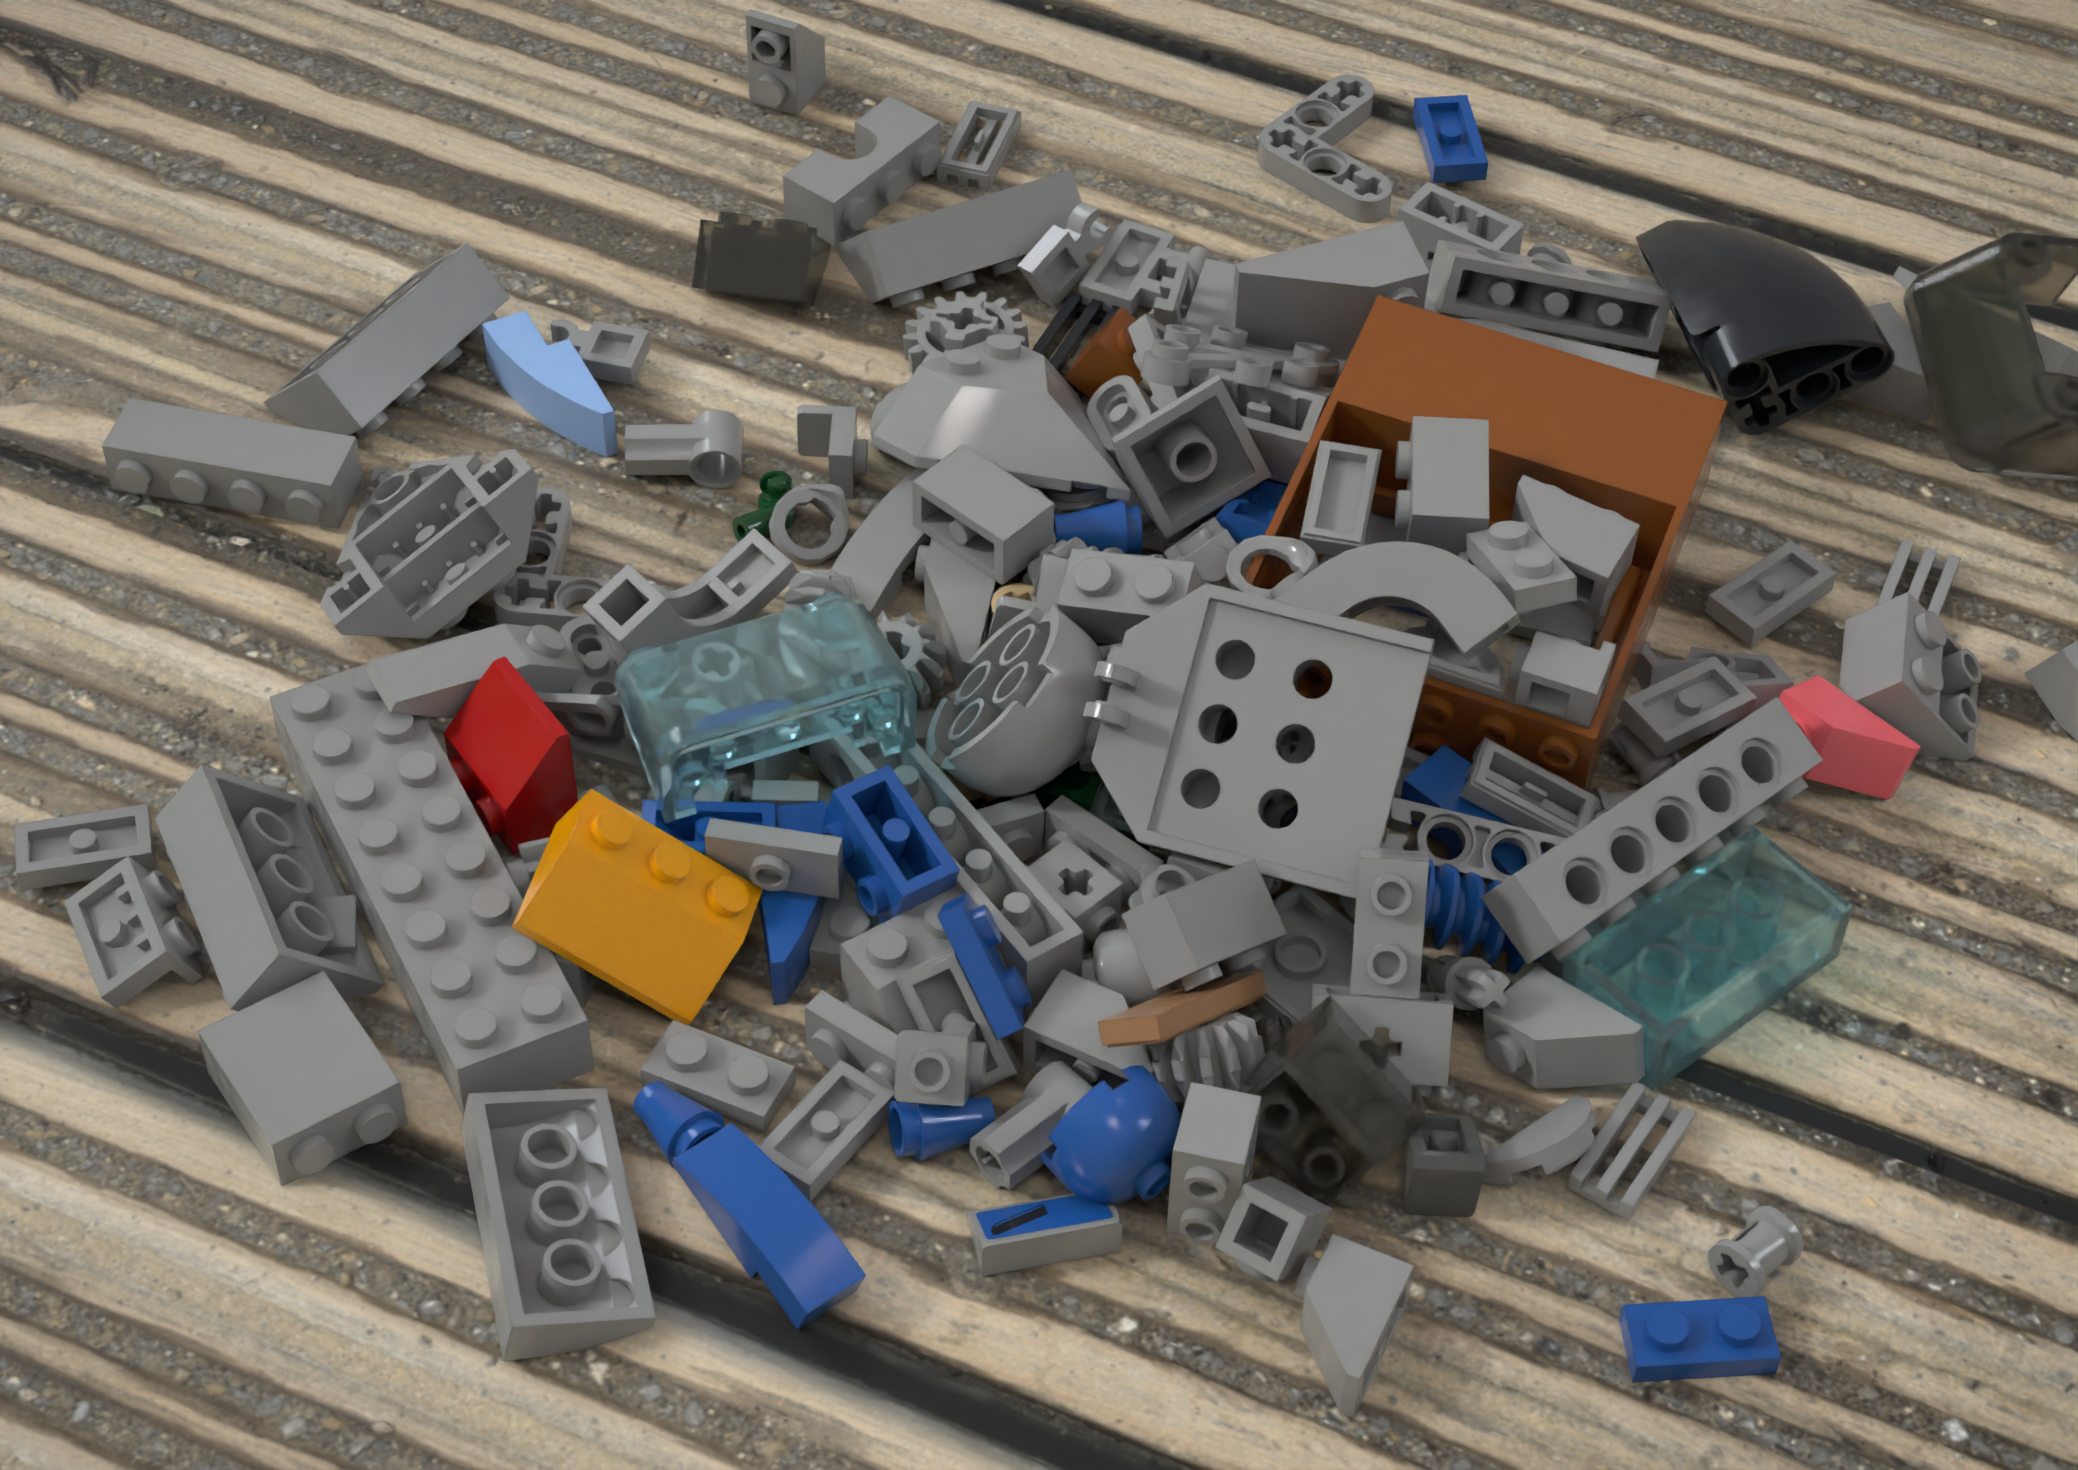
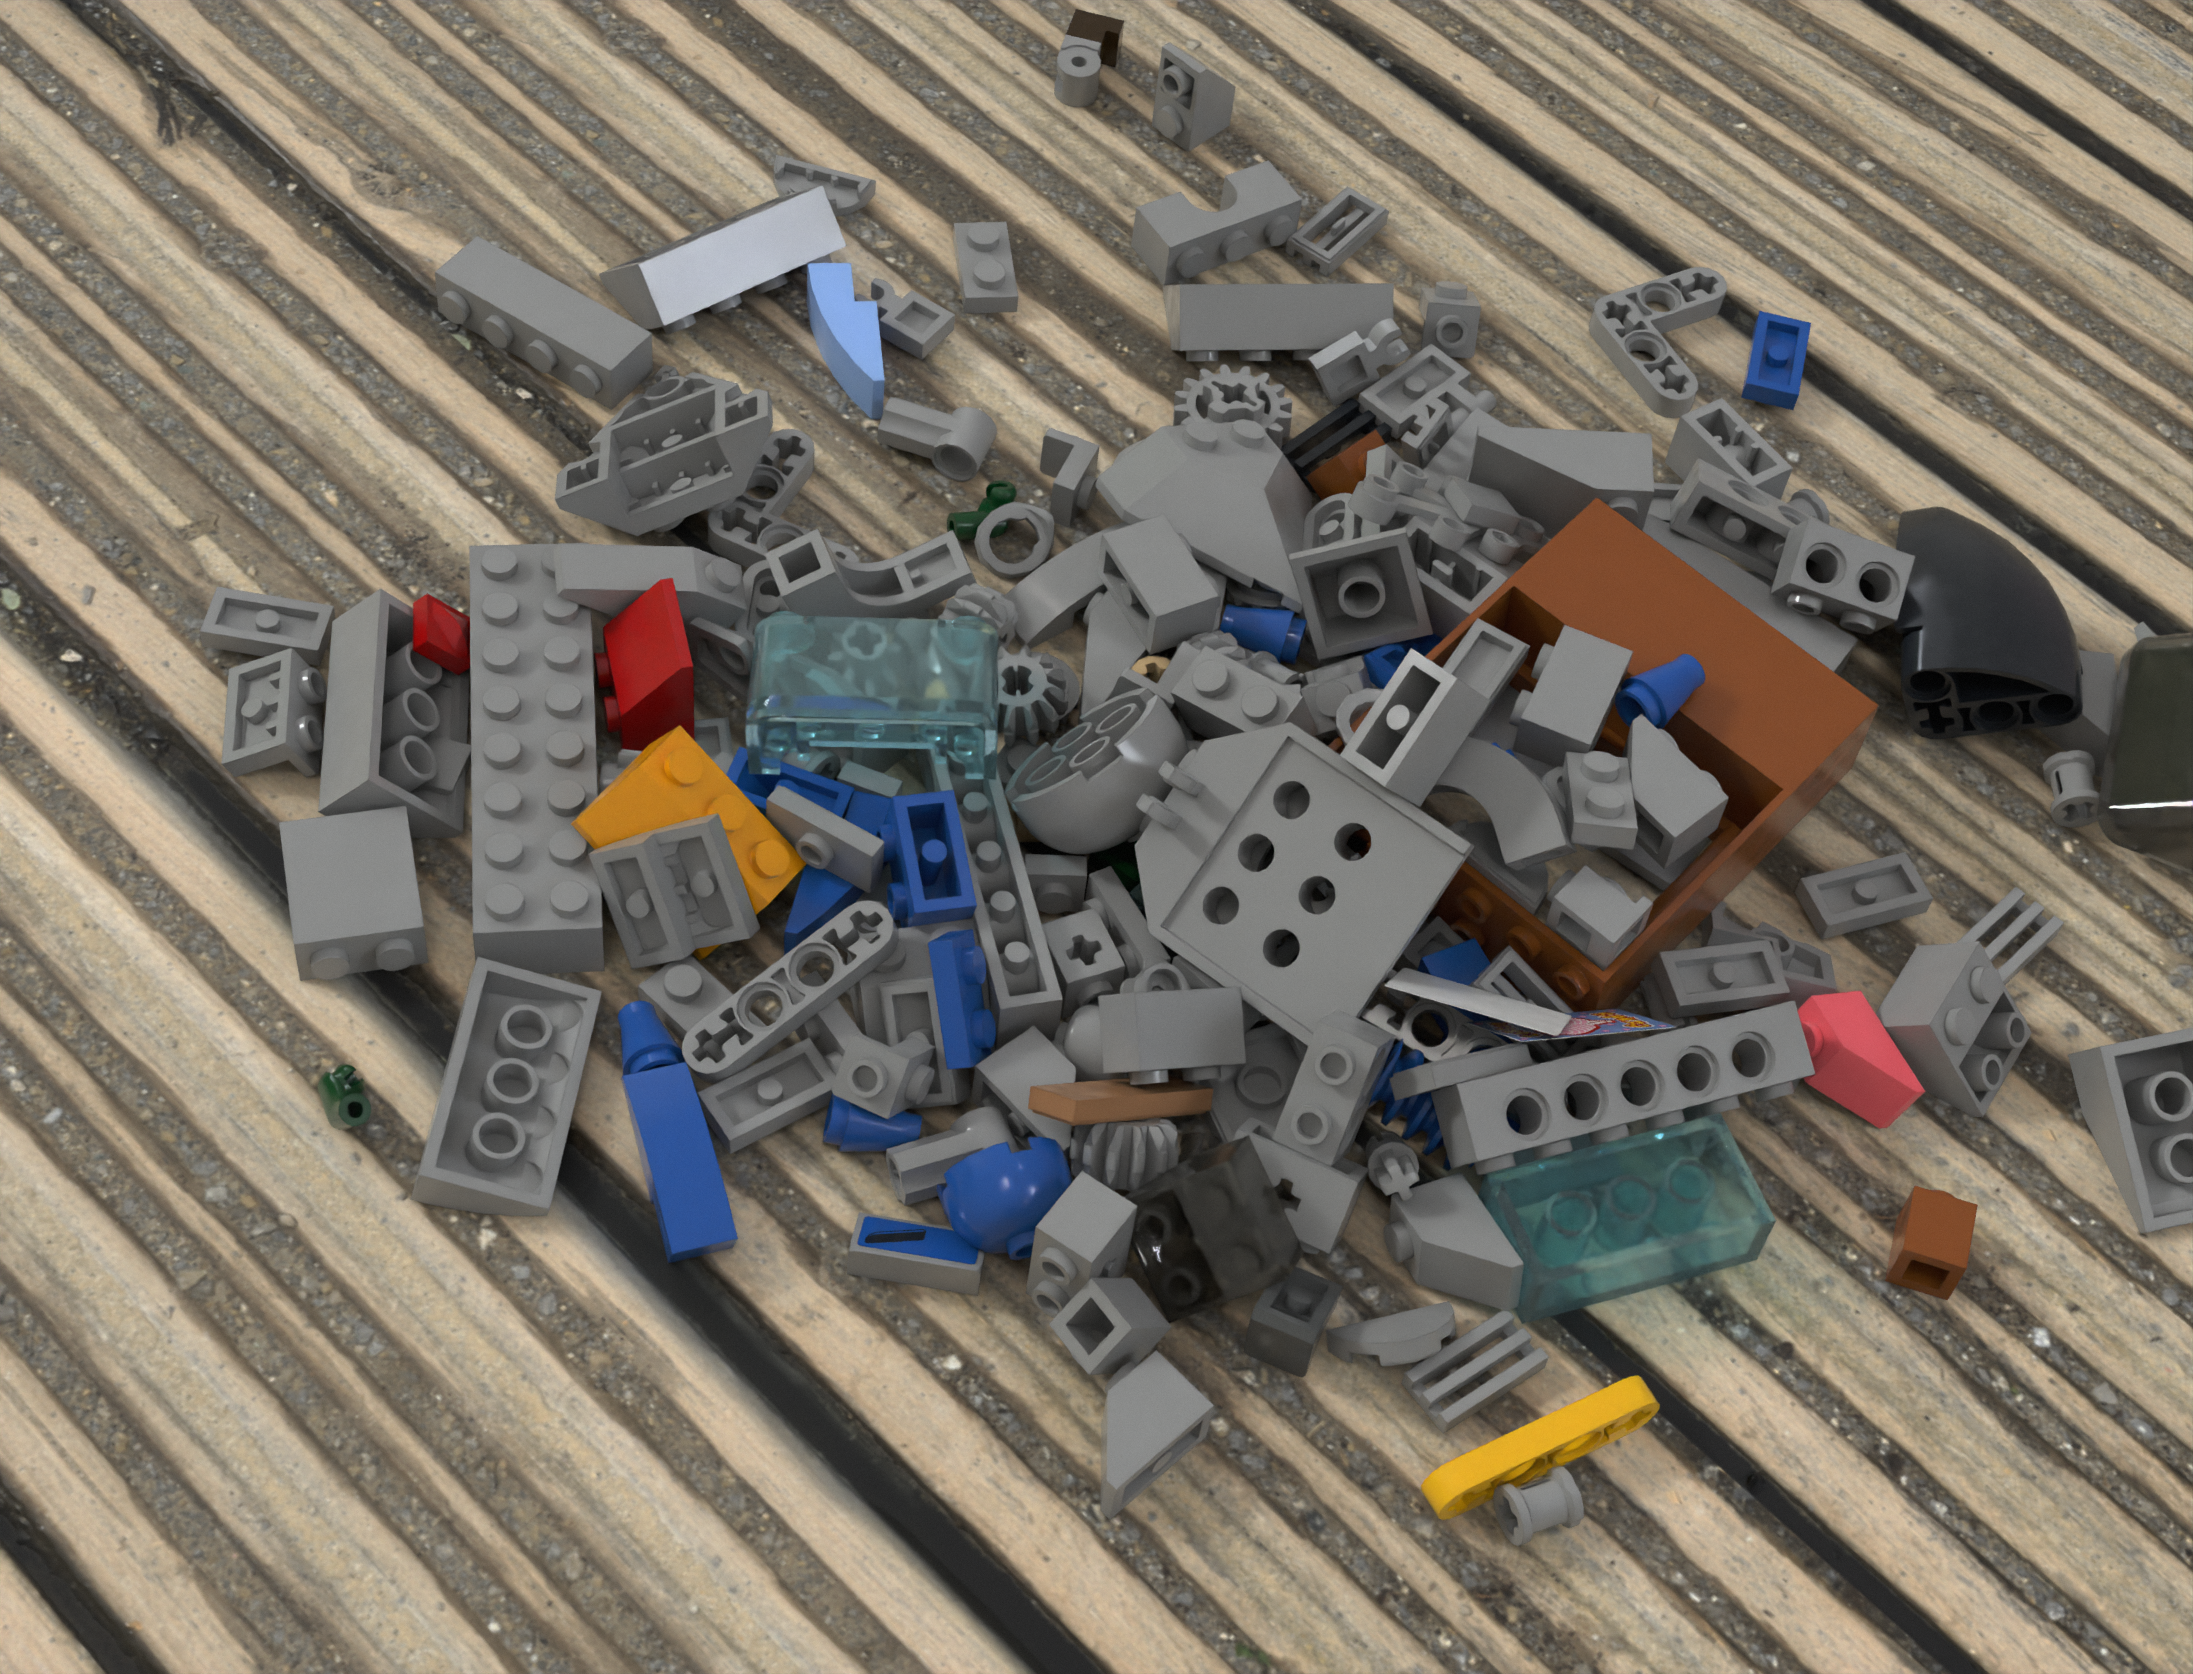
camera: 15 degrees right, 5 degrees up
(278, 793) = (441, 634): none -> red tile
(389, 1285) = (342, 1098): none -> dark green arm
(421, 250) = (844, 190): none -> light grey tile
(644, 960) = (674, 891): none -> light grey slope
(653, 280) = (985, 267): none -> light grey plate
(658, 55) = (1086, 46): none -> leg
(760, 262) = (1080, 282): clear smoke slope -> none
(800, 1012) = (798, 1000): none -> light grey beam
(1130, 191) = (1450, 318): none -> light grey bracket
(1263, 342) = (1481, 506): none -> light grey tile
(1334, 544) = (1415, 728): none -> light grey brick
(1490, 793) = (1479, 1001): none -> white sticker
(1502, 864) = (1459, 1069): none -> light grey tile
(1524, 451) = (1659, 691): none -> blue cone
(1582, 789) = (1581, 1024): none -> sticker
(1621, 291) = (1843, 562): none -> light grey brick
(1699, 1339) = (1451, 1565): blue plate -> none
(1729, 1197) = (1540, 1446): none -> yellow beam
(1909, 435) = (2072, 788): none -> light grey bush
(1990, 883) = (1931, 1242): none -> dark orange brick

